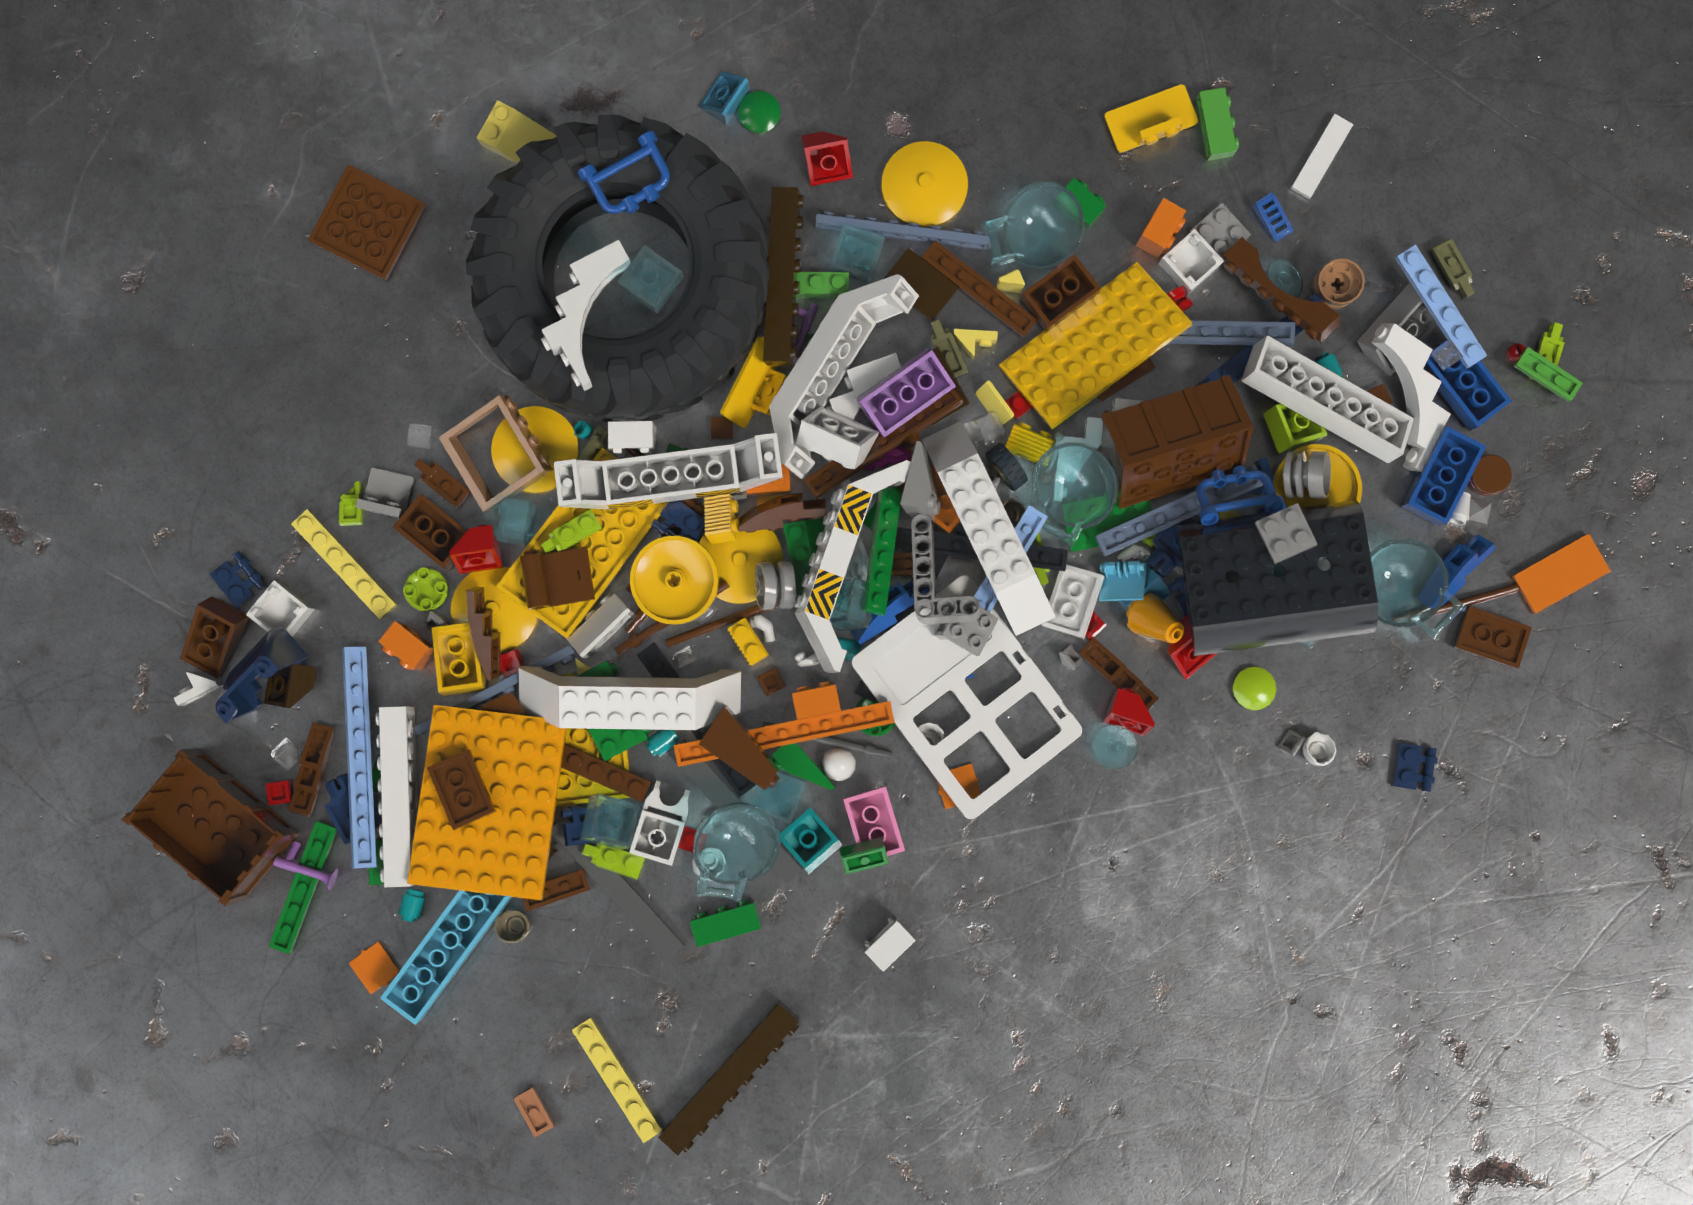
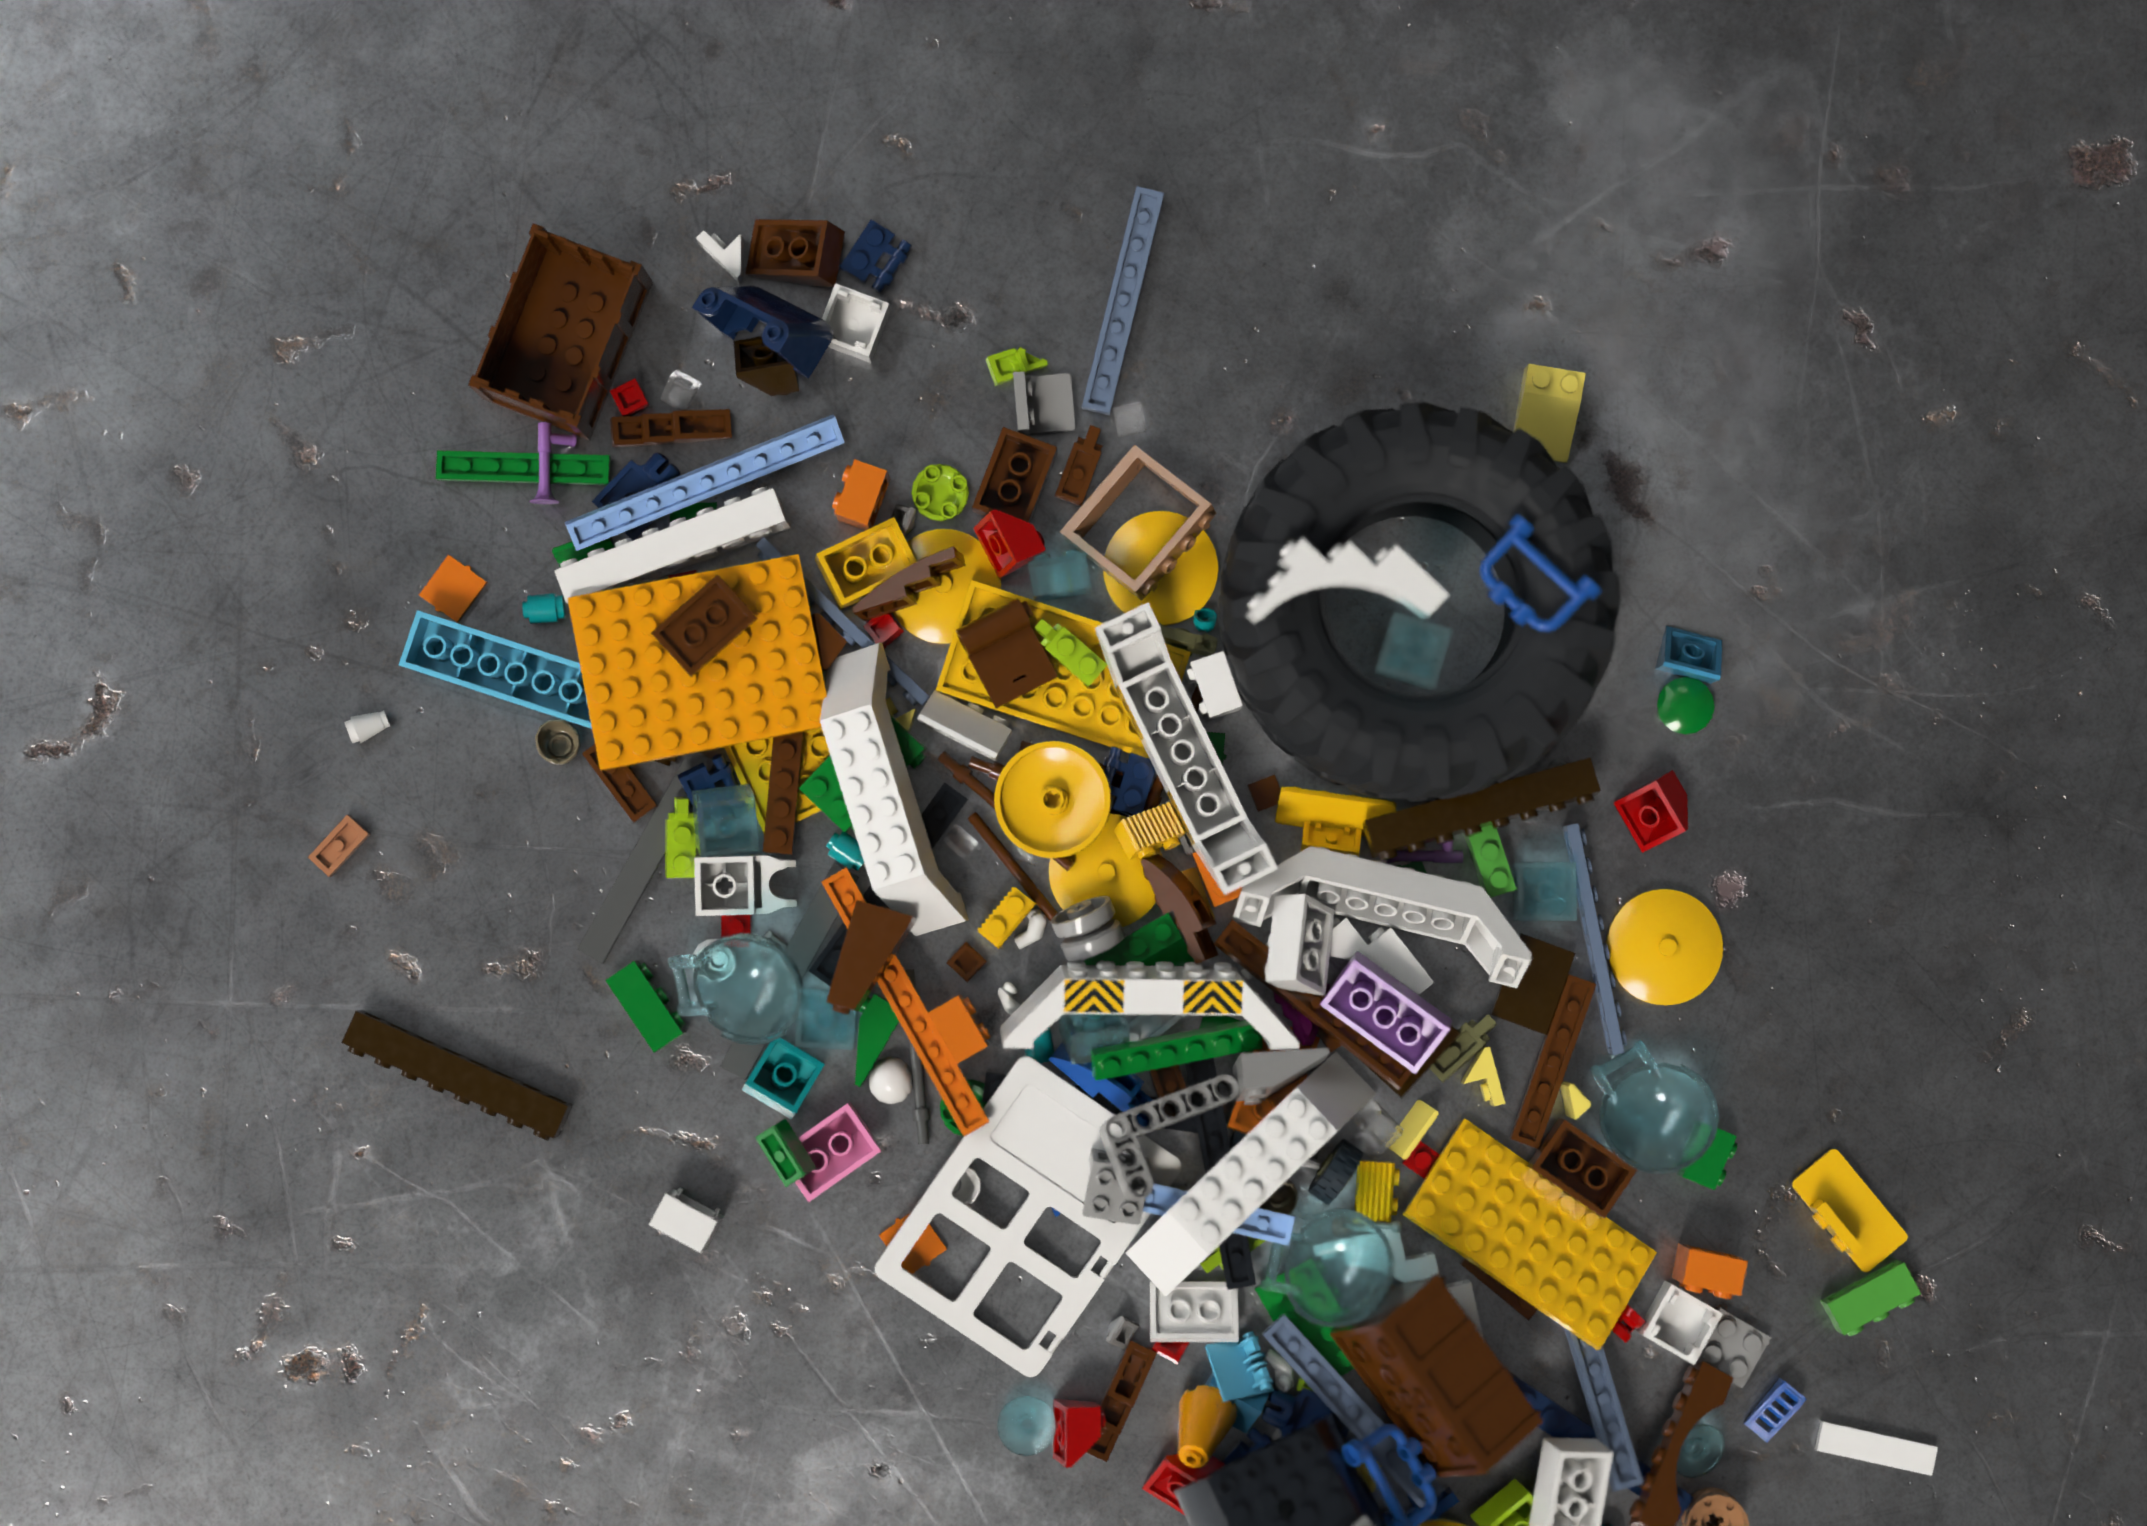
camera: 75 degrees right, 0 degrees up
(332, 412) = (1123, 300): none -> sand blue plate
(344, 564) = (938, 380): light yellow plate -> none
(367, 222) = (1376, 262): reddish brown plate -> none
(453, 1063) = (366, 726): none -> white cone
(617, 1079) = (410, 935): light yellow plate -> none

